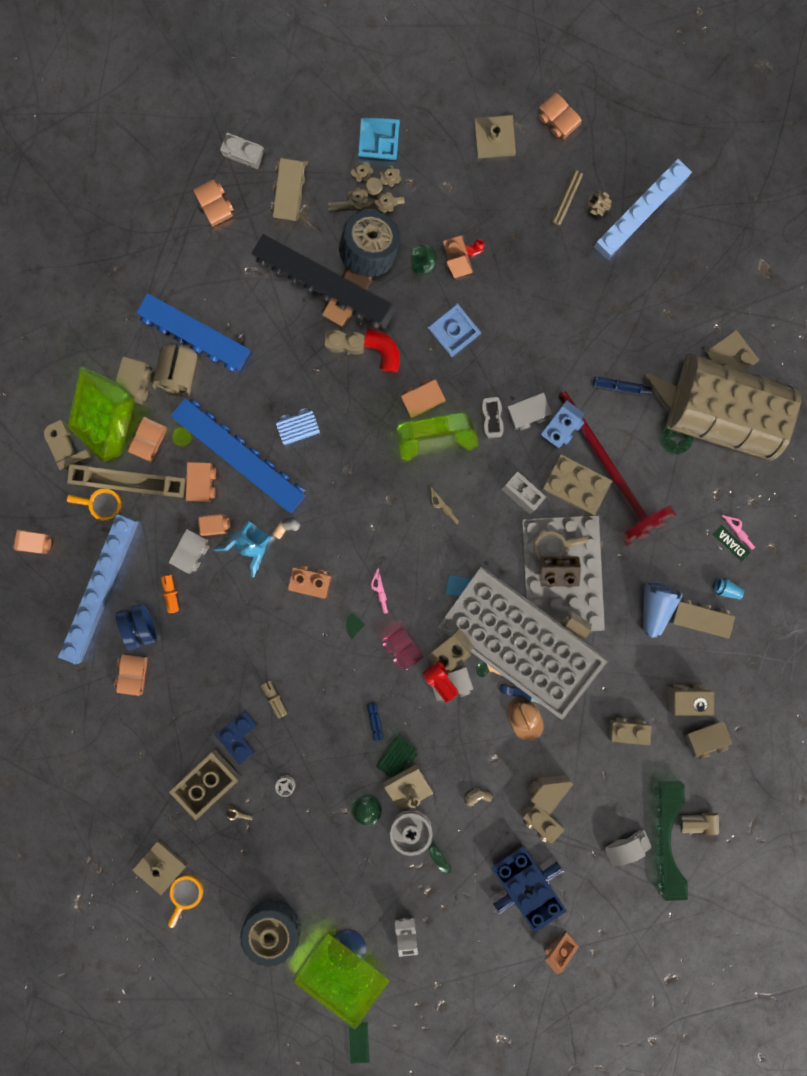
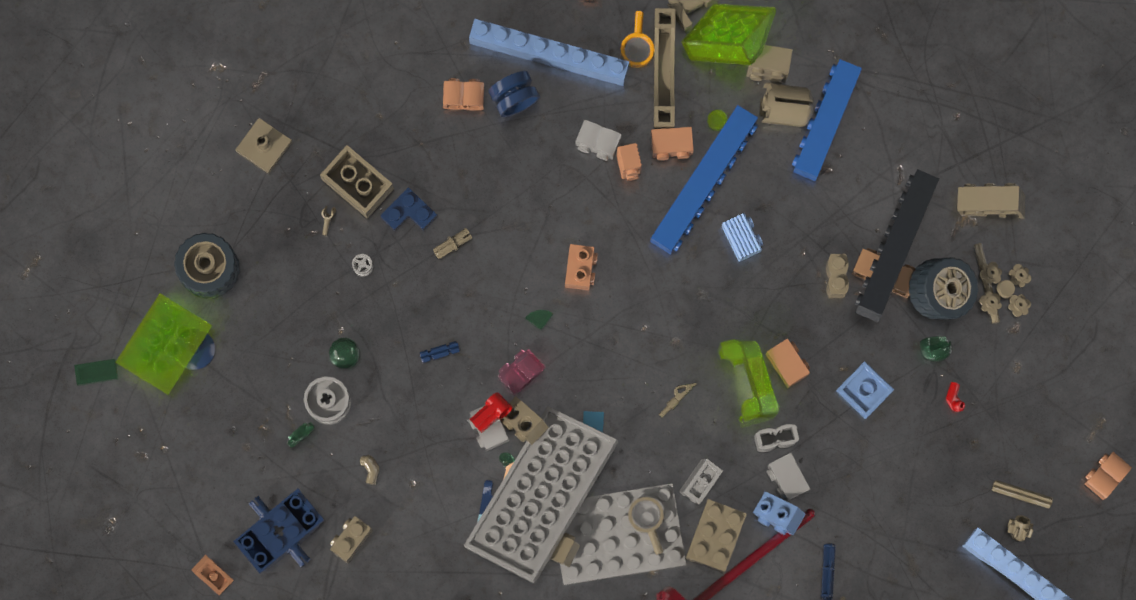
camera: 90 degrees right, 10 degrees down
(147, 439) = (710, 84): nougat brick -> none
(169, 593) = (552, 125): orange axle -> none
(185, 894) = (238, 175): piece -> none
(213, 203) = (965, 125): nougat brick -> none
(242, 151) = (1023, 149): light grey brick -> none
(249, 542) = (615, 199): dark azure helmet -> none
(286, 524) = (637, 235): arm -> none
(379, 138) = (1056, 288): dark azure plate -> none
(380, 591) = (579, 342): bright pink hand -> none
(386, 346) = (837, 319): red cylinder -> none
(397, 756) = (405, 378): clear green brick -> none
(406, 937) = (215, 408): light grey brick -> none
(408, 788) = (373, 392): dark tan tile -> none
(457, 256) = (940, 385): nougat slope -> none
(495, 136) = (1076, 410): dark tan tile -> none
(525, 719) = (458, 511): medium nougat piece -> none
(549, 791) = (384, 540): dark tan slope -> none
(560, 571) = (621, 525): dark brown brick -> none

